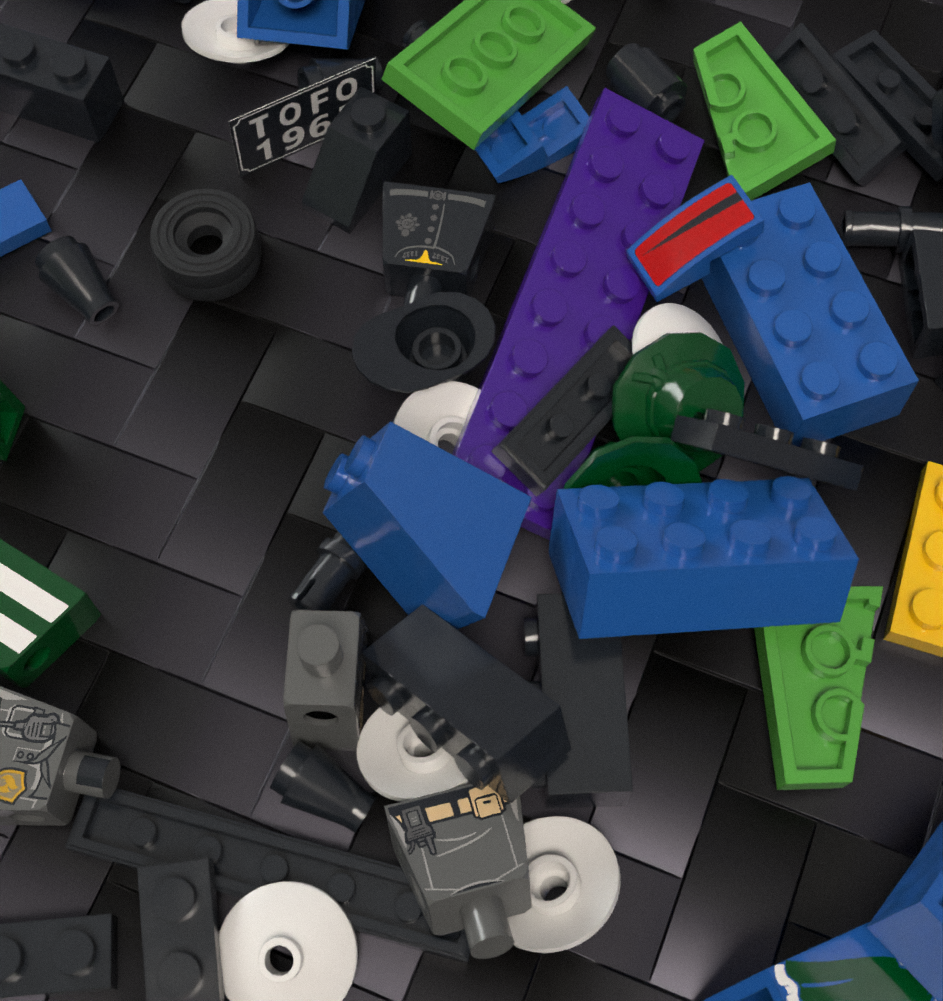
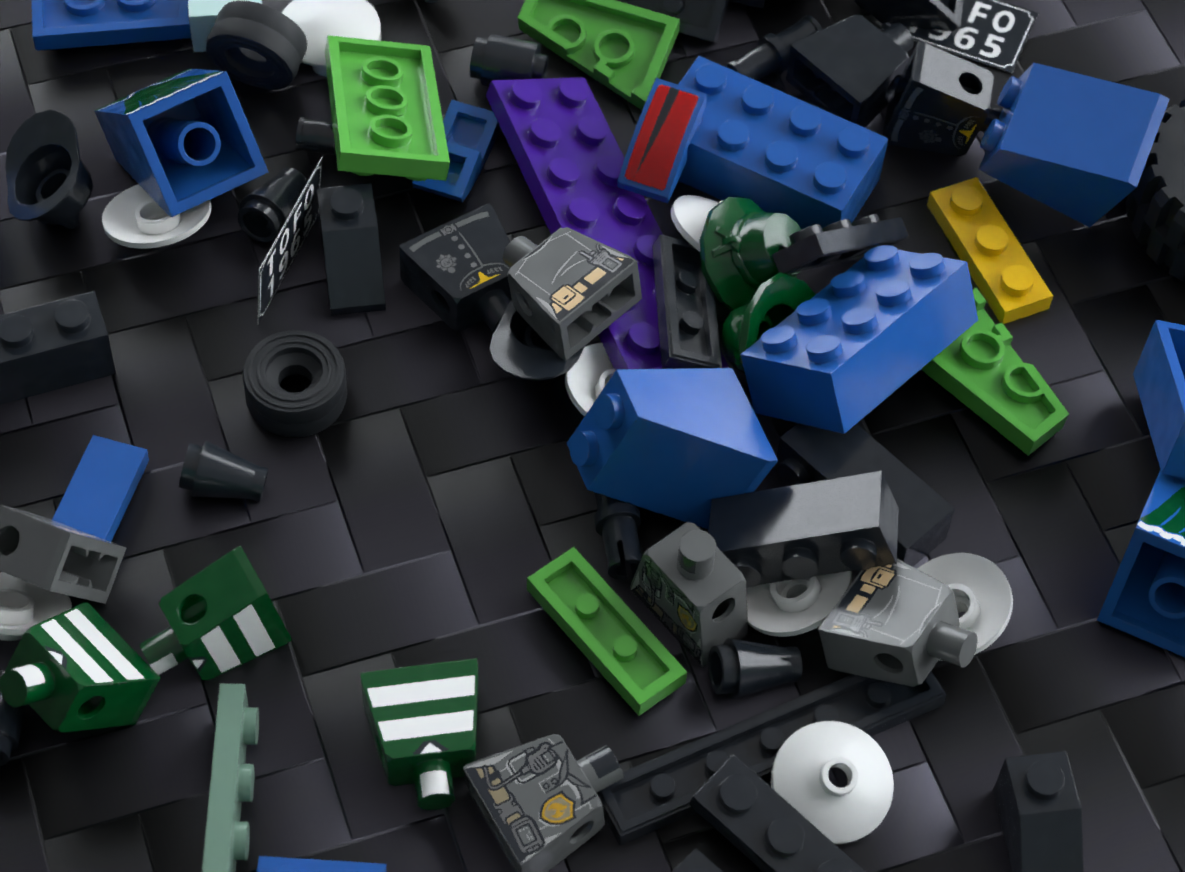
camera: 45 degrees left, 10 degrees down
(233, 653) = (606, 631): none -> bright green plate
(468, 317) = (570, 287): none -> dark grey torso

